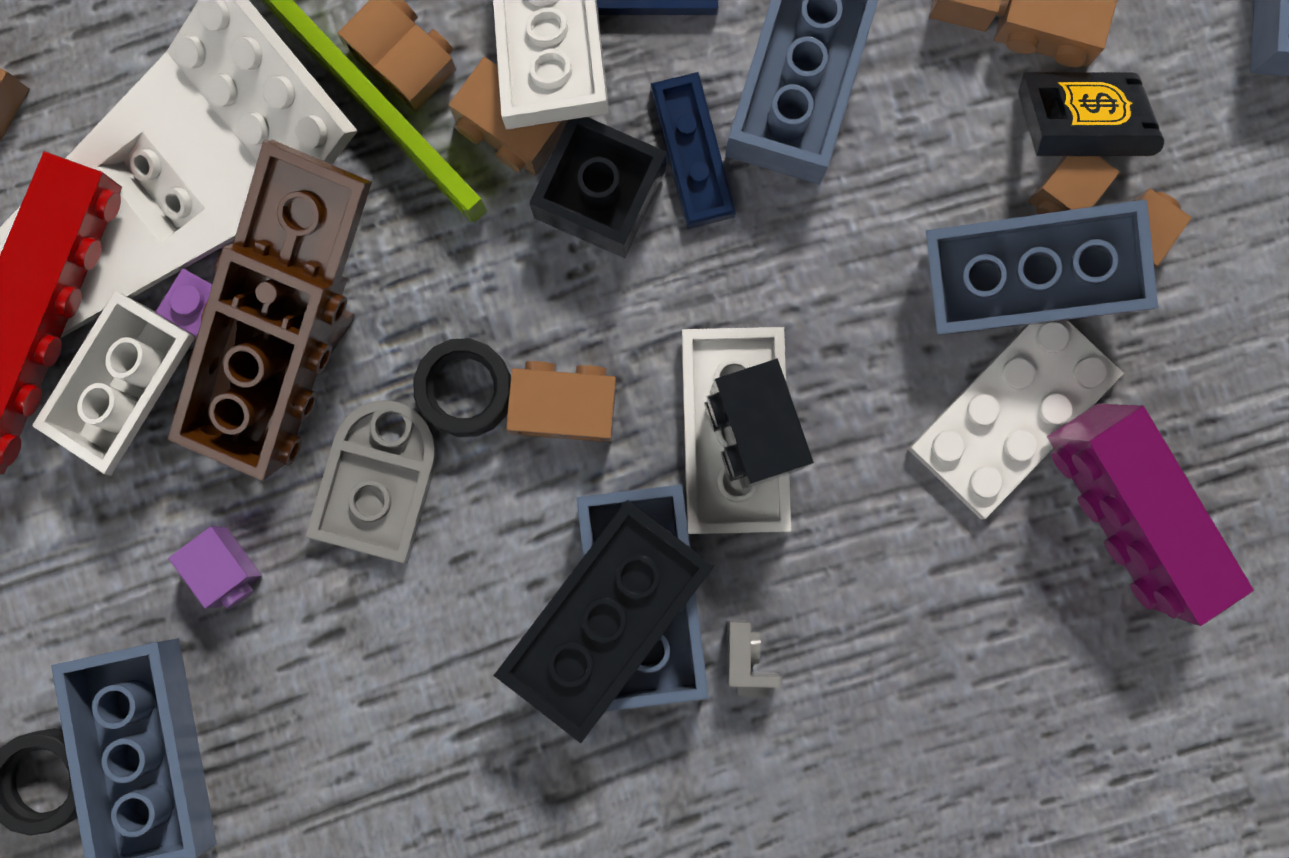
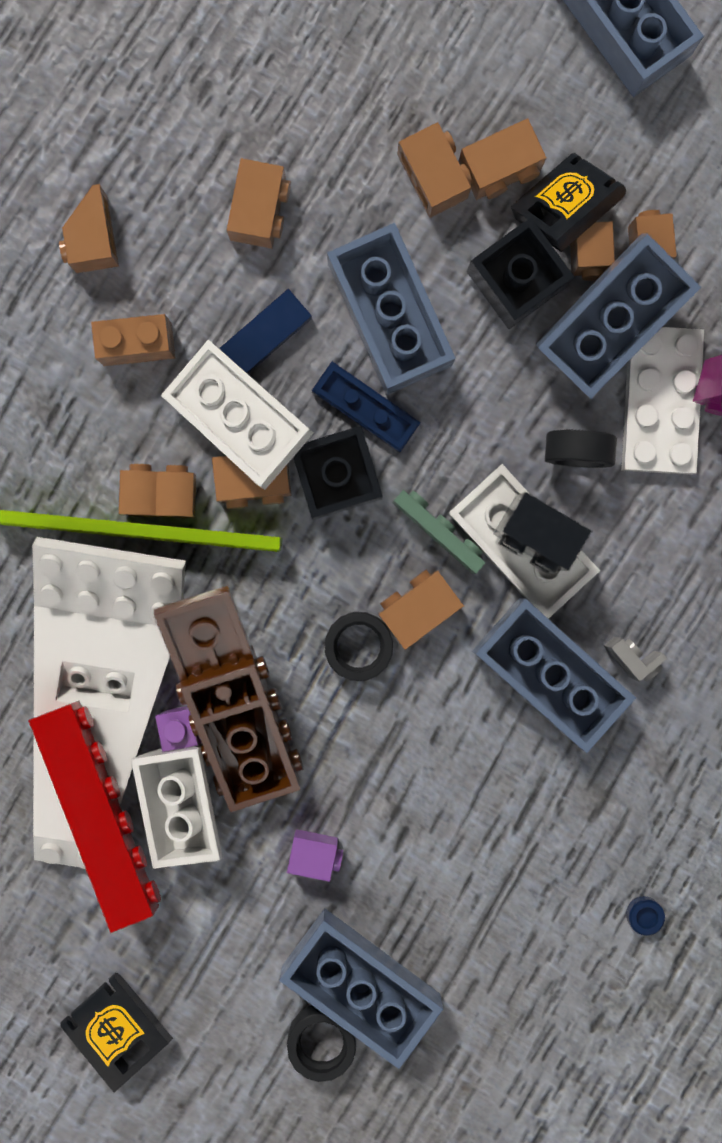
camera: 40 degrees left, 5 degrees up
(374, 486) = (356, 738): light grey tile -> none
(603, 621) = (549, 706): black plate -> none
(657, 340) = (440, 530): none -> sand green plate
(881, 380) = (580, 448): none -> black tyre
(974, 143) = (519, 273): none -> black brick

